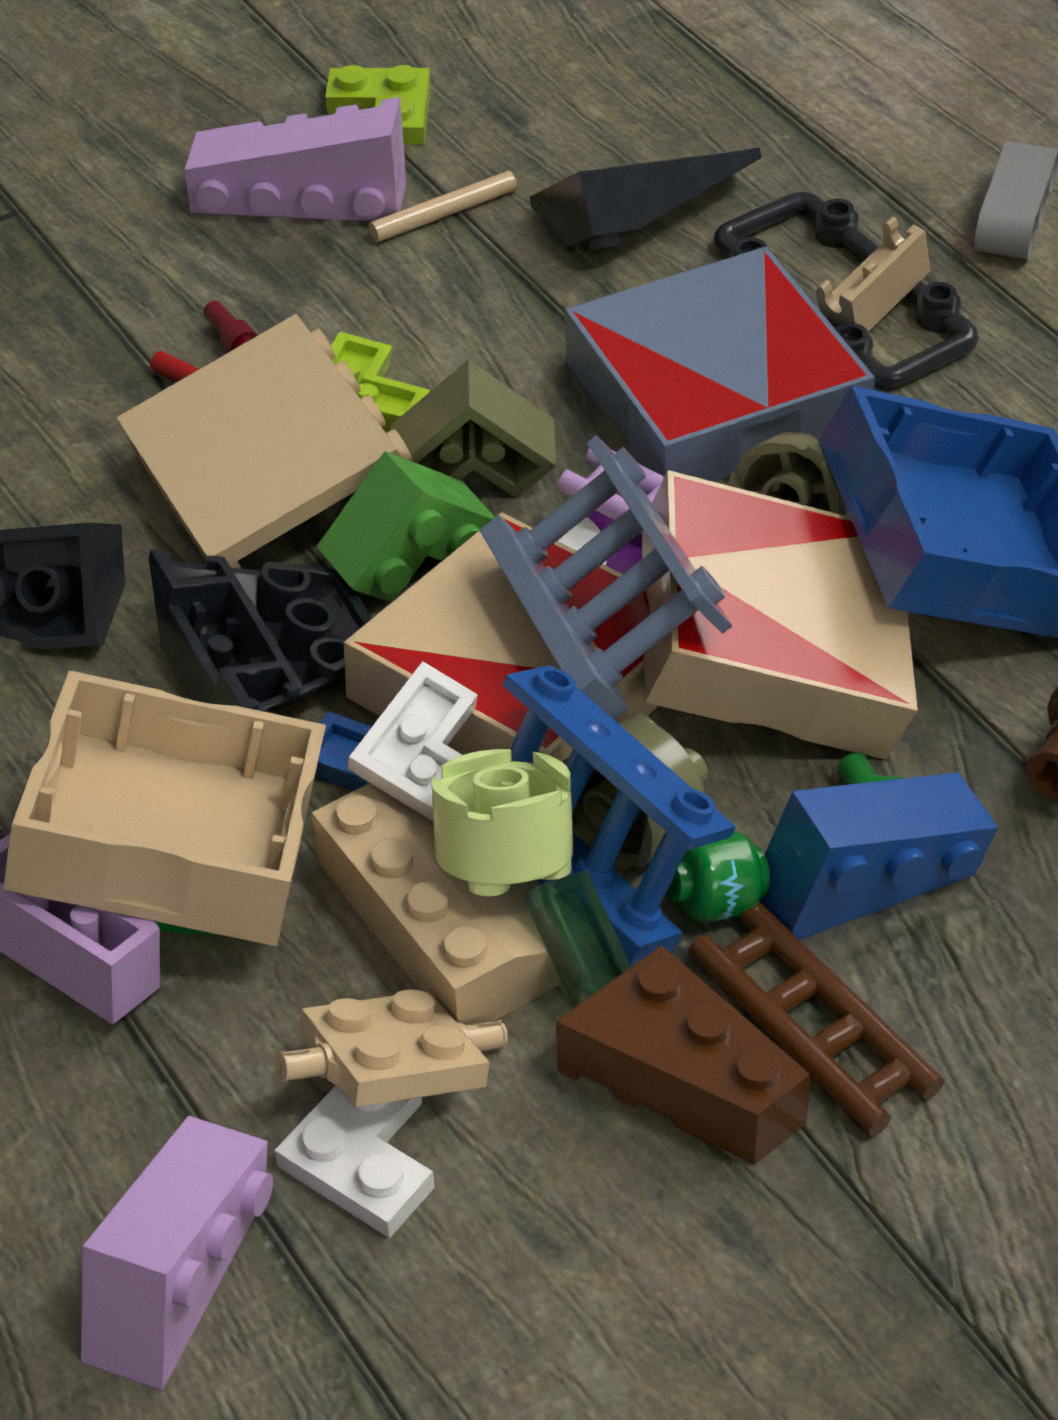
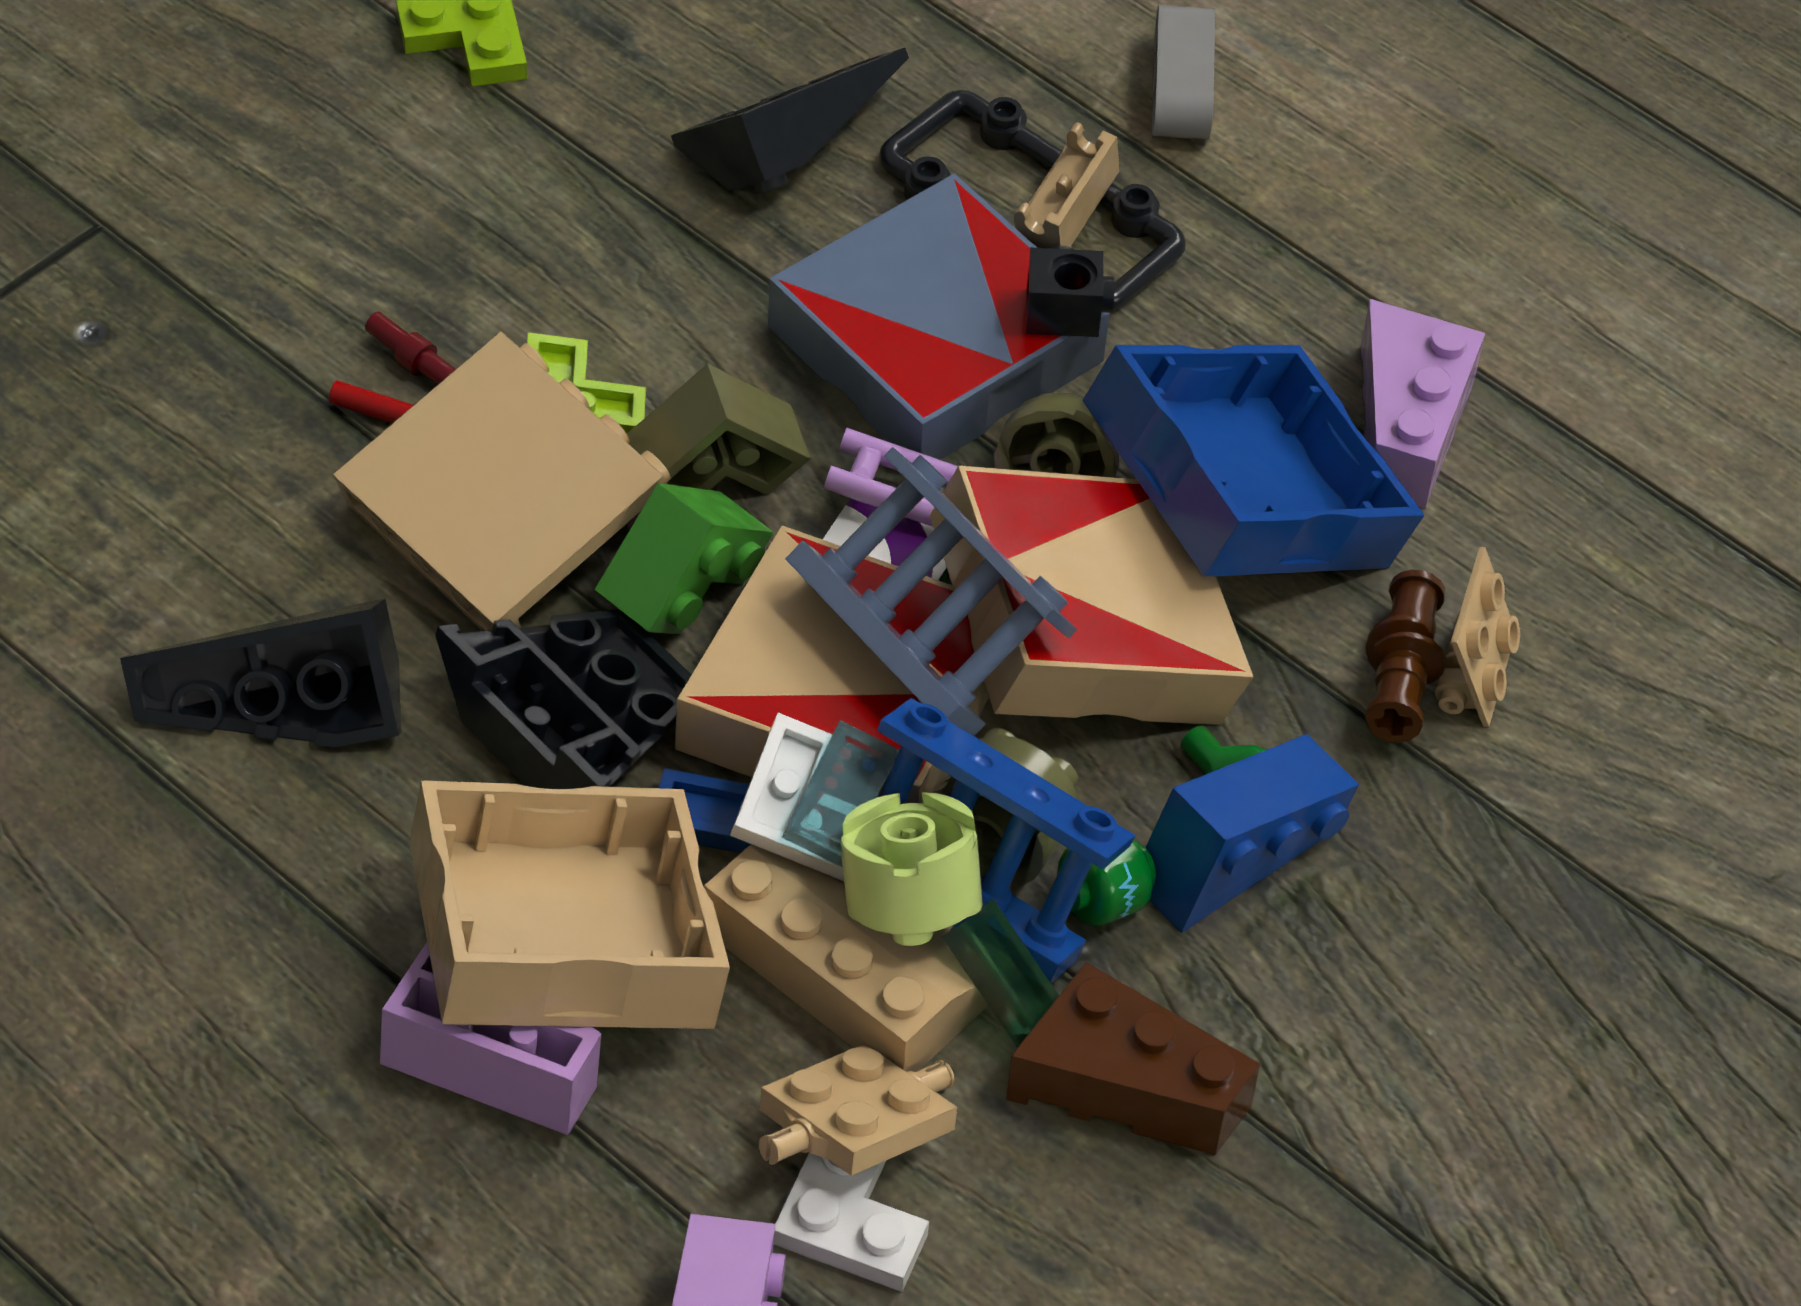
camera: 20 degrees left, 5 degrees up
(303, 168) = (417, 135): lavender wedge -> none
(442, 206) = (577, 157): tan bar -> none
(473, 722) = (844, 778): none -> clear light blue tile
(816, 1052) = (1222, 963): reddish brown bar -> none
(832, 348) = (1067, 292): none -> black brick

